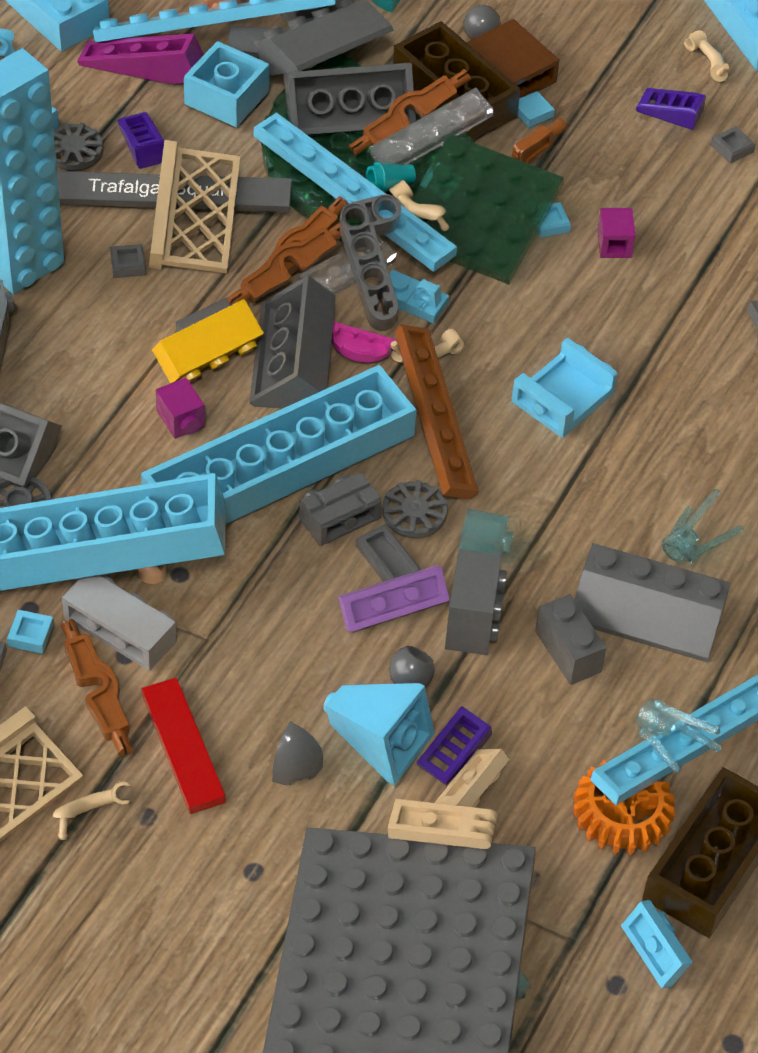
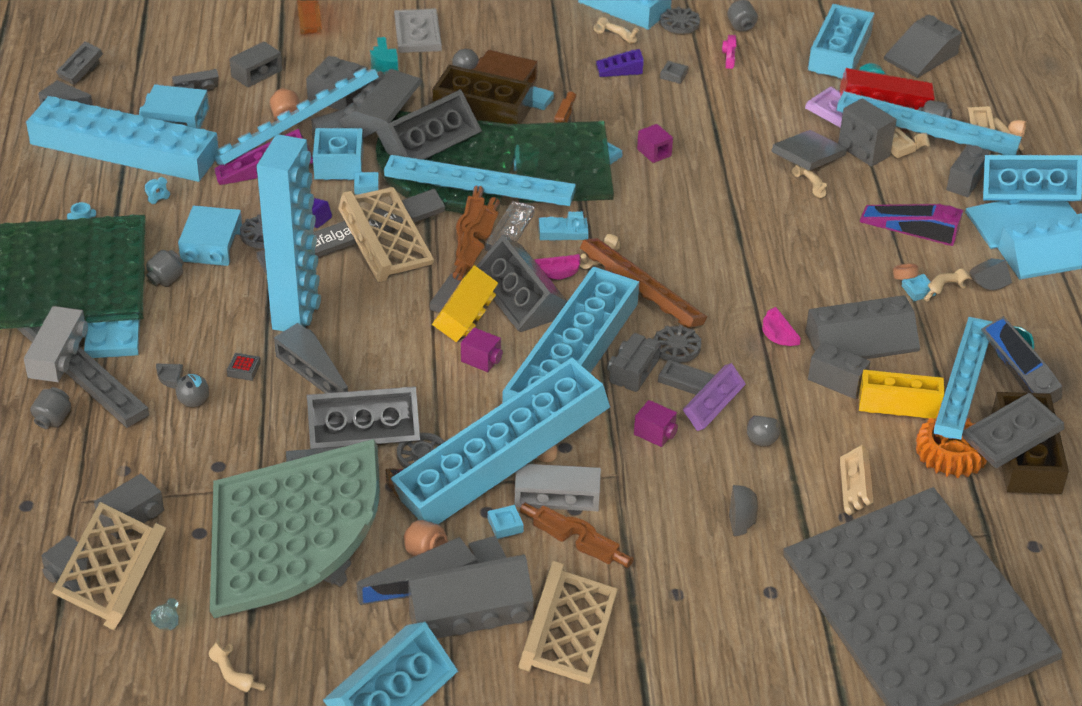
camera: 30 degrees left, 10 degrees down
(85, 804) = (637, 600): tan piece -> none
(128, 261) = (362, 283): dark grey tile -> none
(183, 745) = (662, 541): red tile -> none
(233, 135) = (366, 182): none -> medium azure plate
(295, 597) = (655, 423): none -> magenta brick
(374, 264) = (551, 235): dark grey beam -> none
(383, 723) = (773, 467): medium azure slope -> none
(388, 174) = (495, 162): teal cone -> none
(422, 102) = (470, 129): dark orange piece -> none
(425, 211) = (542, 171): tan piece -> none
(433, 129) = (499, 128): clear plate -> none
(442, 824) = (870, 500): tan hinge -> none
(472, 723) = (828, 444): dark purple slope -> none
(475, 602) = (769, 373): dark grey brick -> none
(486, 533) = (735, 338): clear light blue brick -> none
(549, 548) = (778, 329): none -> dark pink plate
(565, 388) = (704, 238): medium azure panel -> none
(602, 702) = (901, 394): none -> yellow brick
(656, 943) = (1041, 509): medium azure hinge -> none
(661, 719) = (944, 380): clear light blue plant -> none
(683, 540) = (849, 290): clear light blue plant -> none
(689, 827) = (1013, 430): none -> dark grey tile

